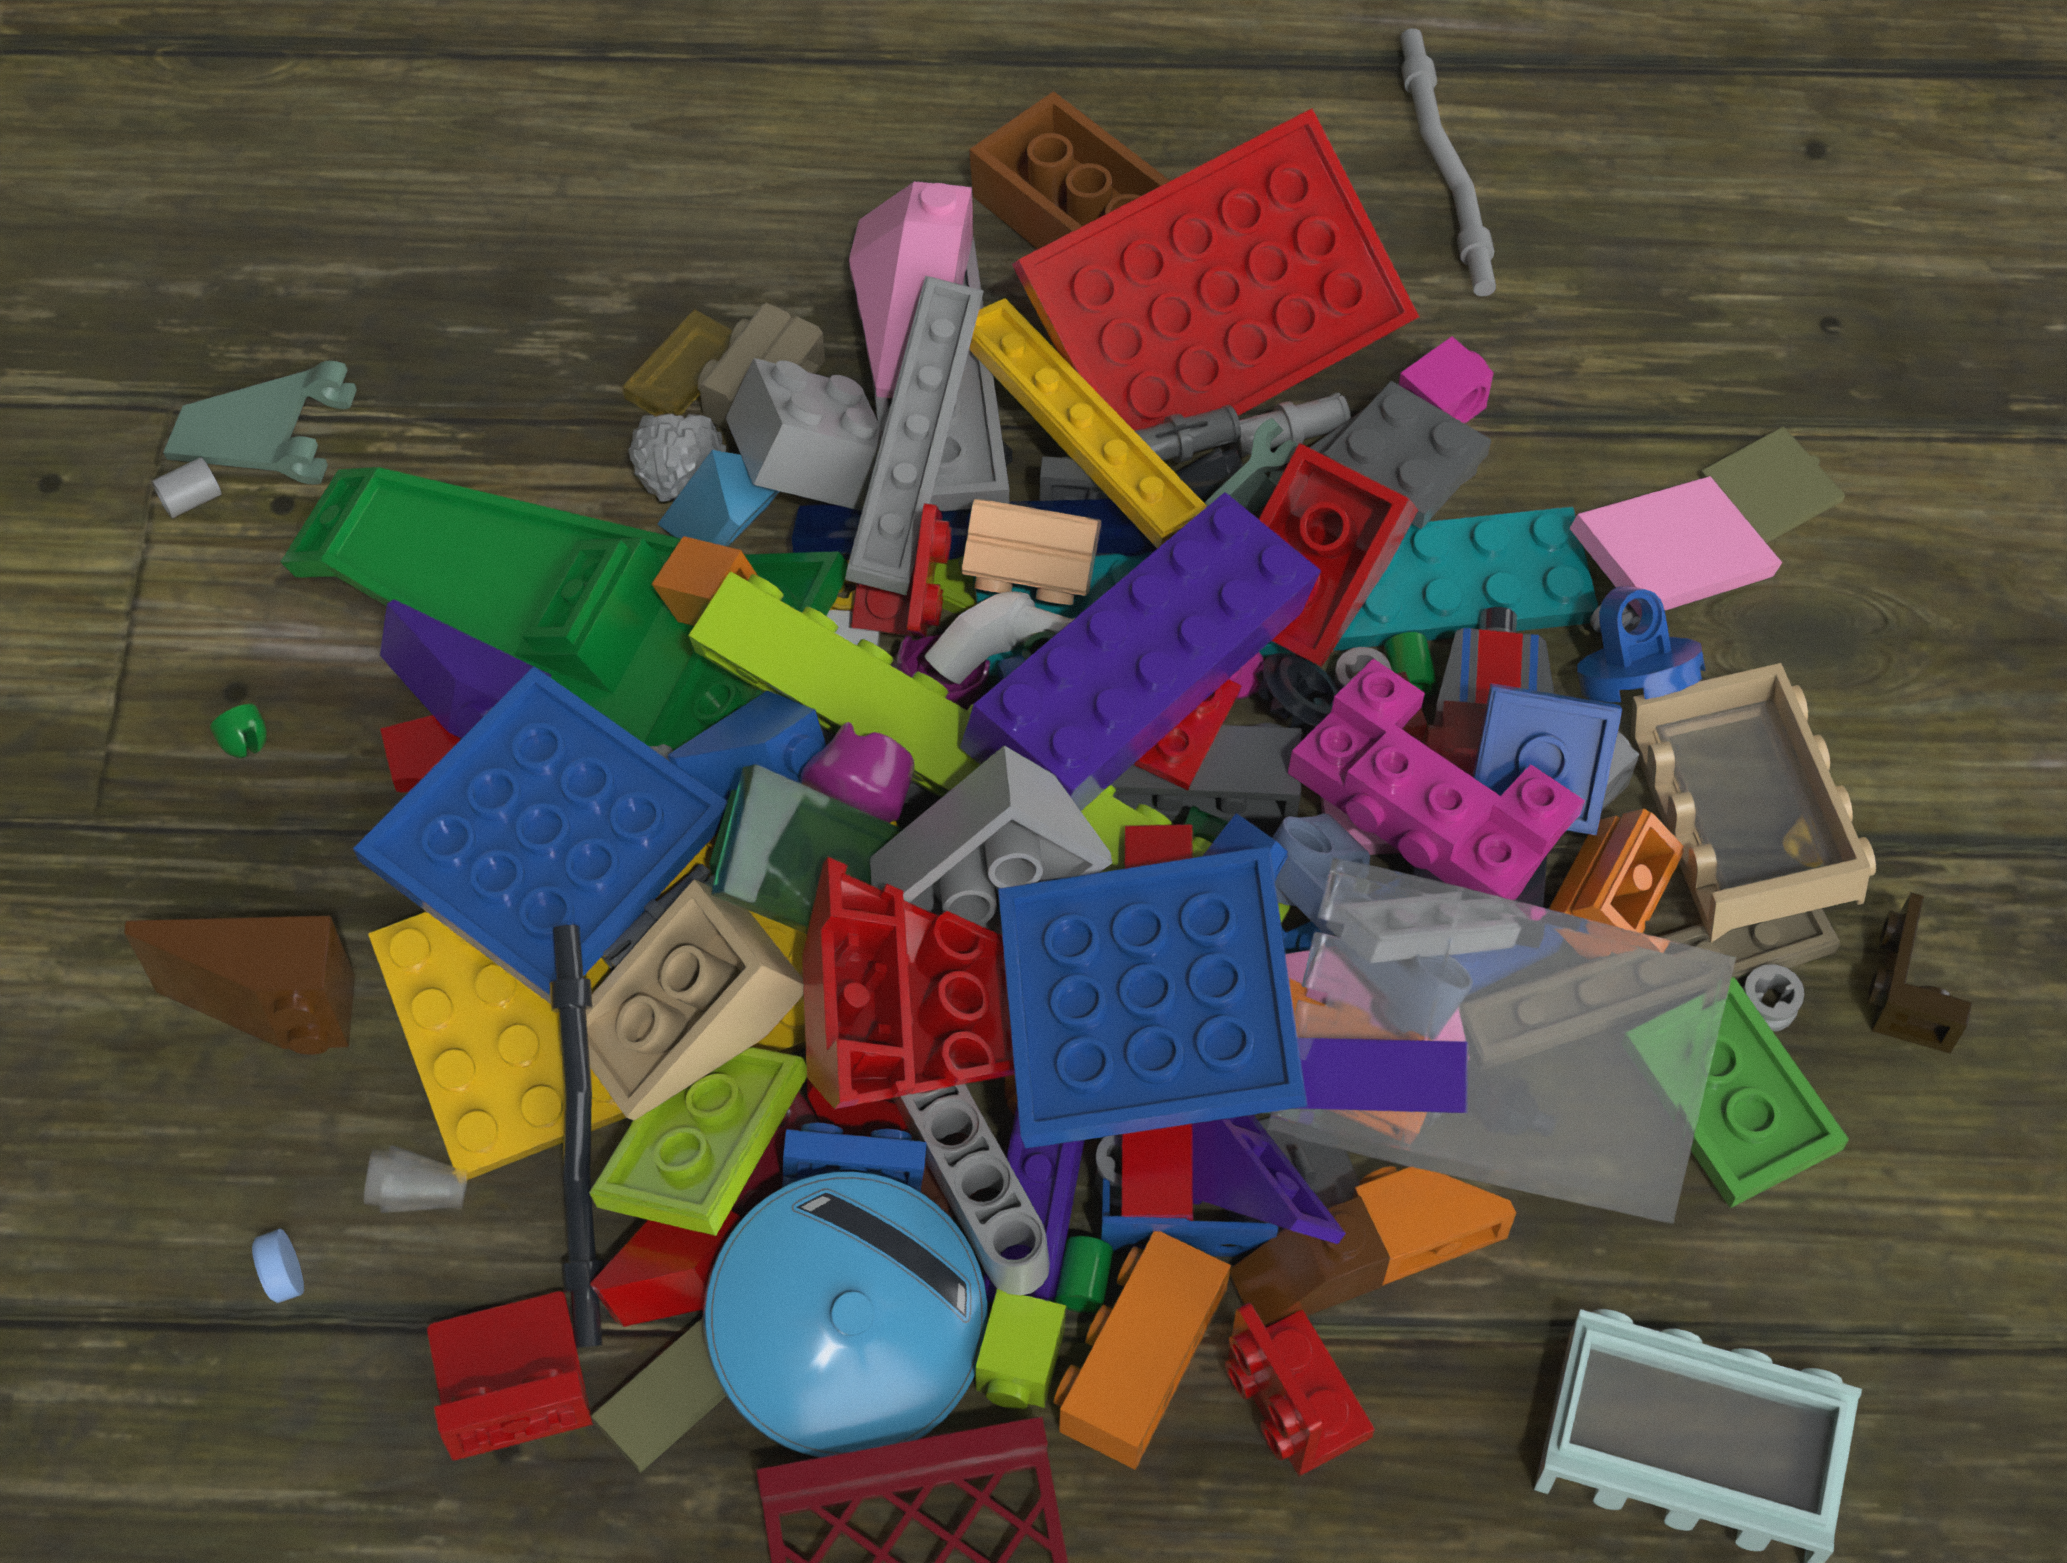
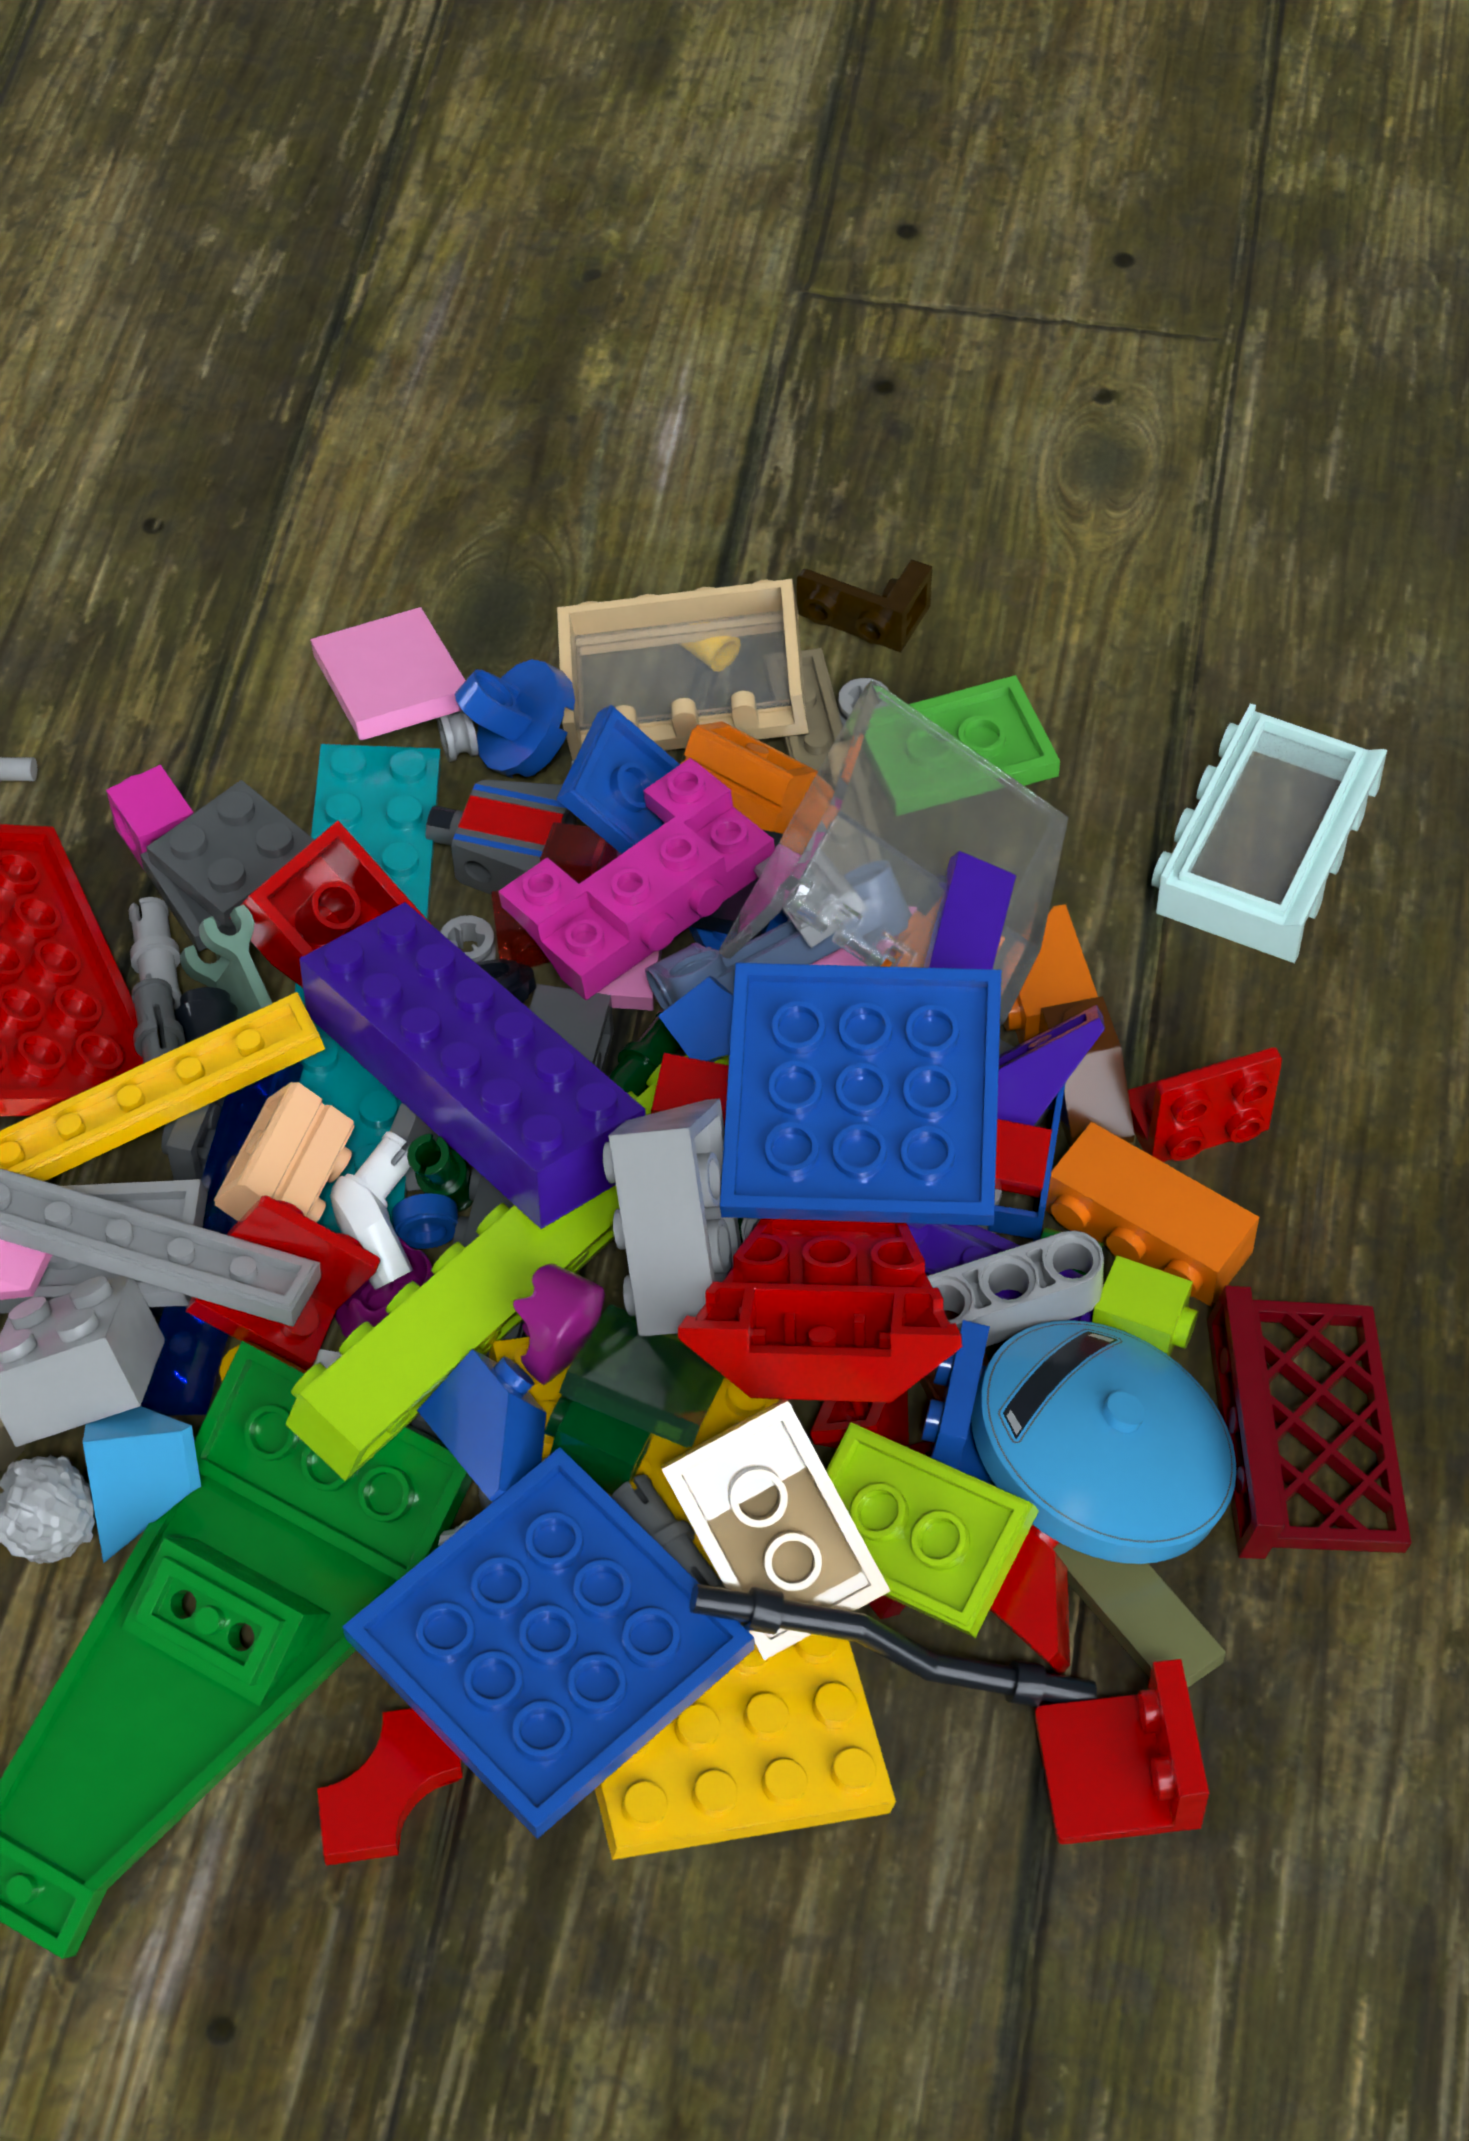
camera: 80 degrees left, 5 degrees down
(240, 729) = (293, 2010): green hinge -> none
(258, 974) = (653, 1969): reddish brown slope -> none
(277, 1266) = (977, 1982): light blue tile -> none
(411, 1182) = (896, 1848): clear cone -> none
(447, 668) = (286, 1757): dark purple slope -> none
(695, 575) = (239, 1483): orange brick -> none
(1412, 654) = (464, 899): green hinge -> none
(1775, 484) = (322, 599): olive piece -> none

